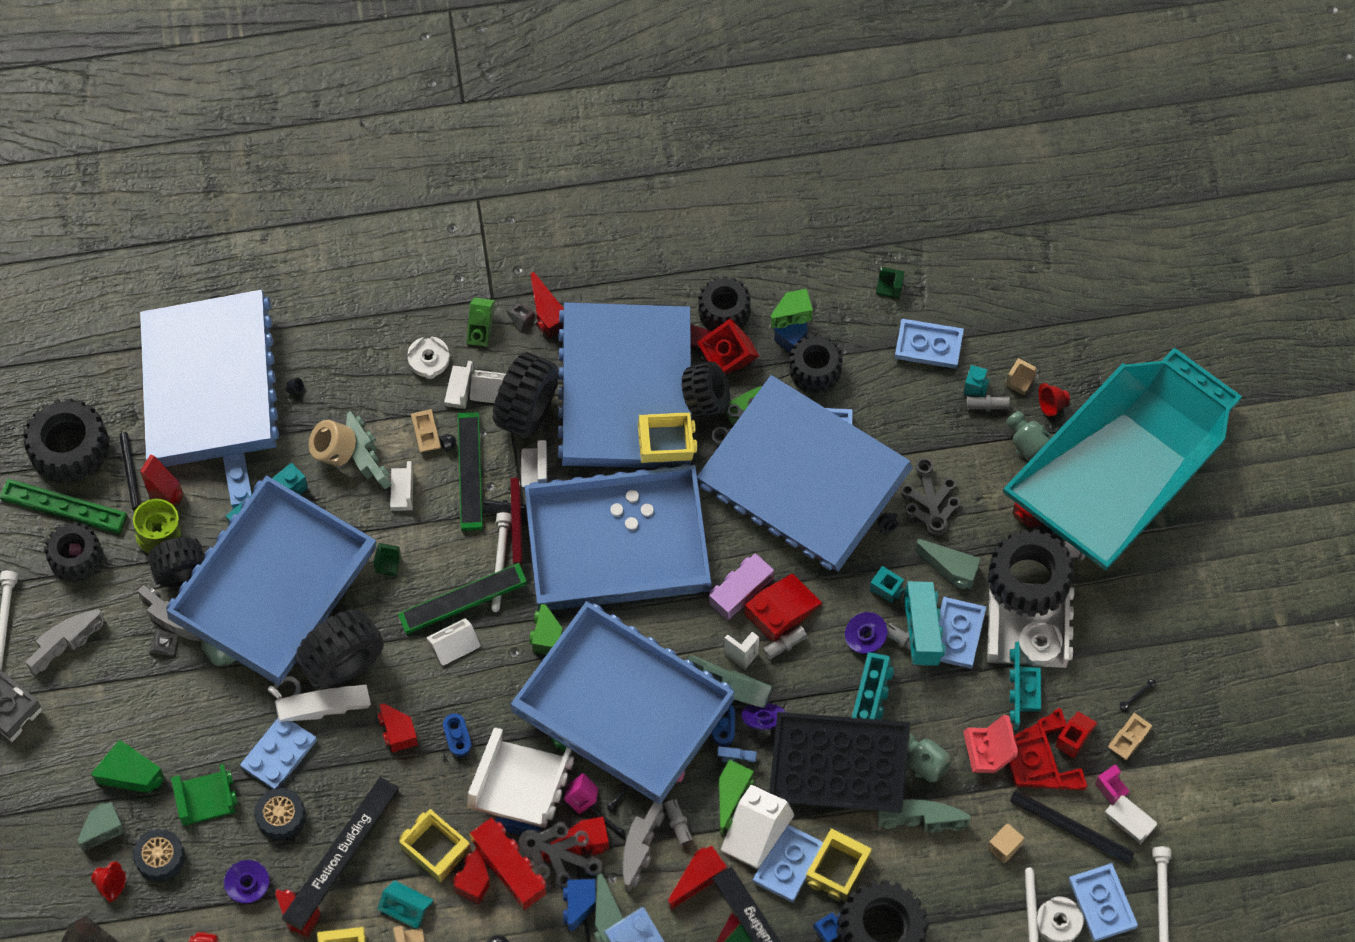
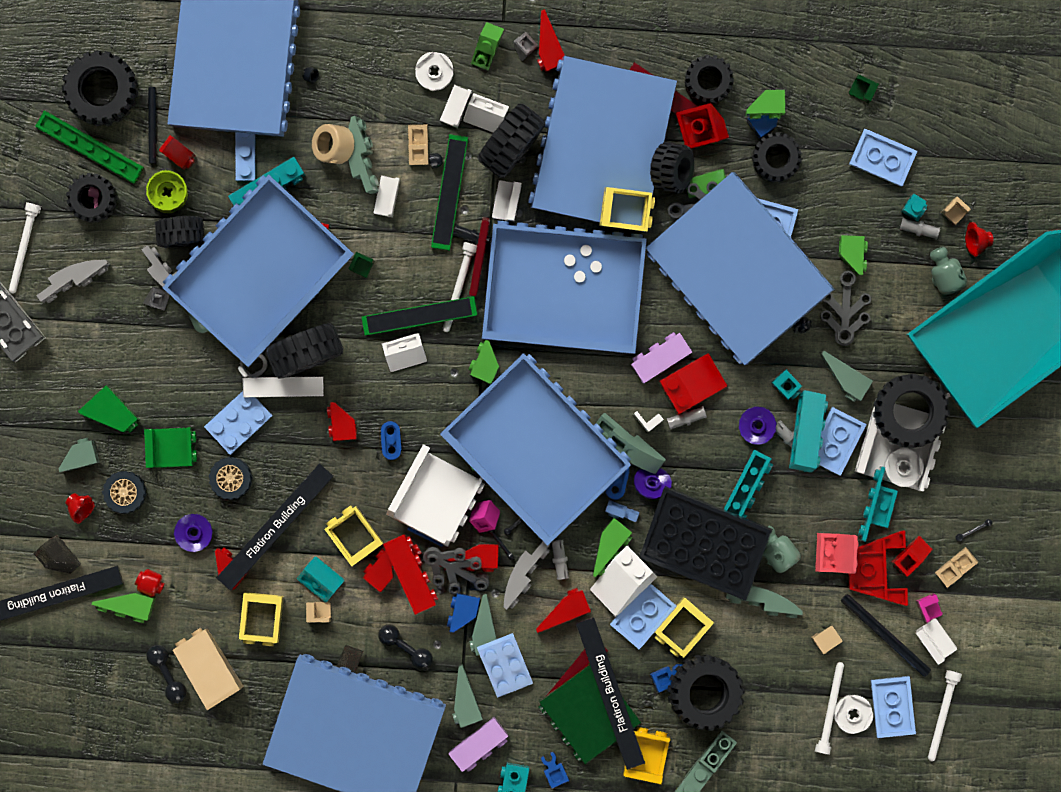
camera: 15 degrees right, 25 degrees up
(922, 439) = (852, 252): none -> bright green slope

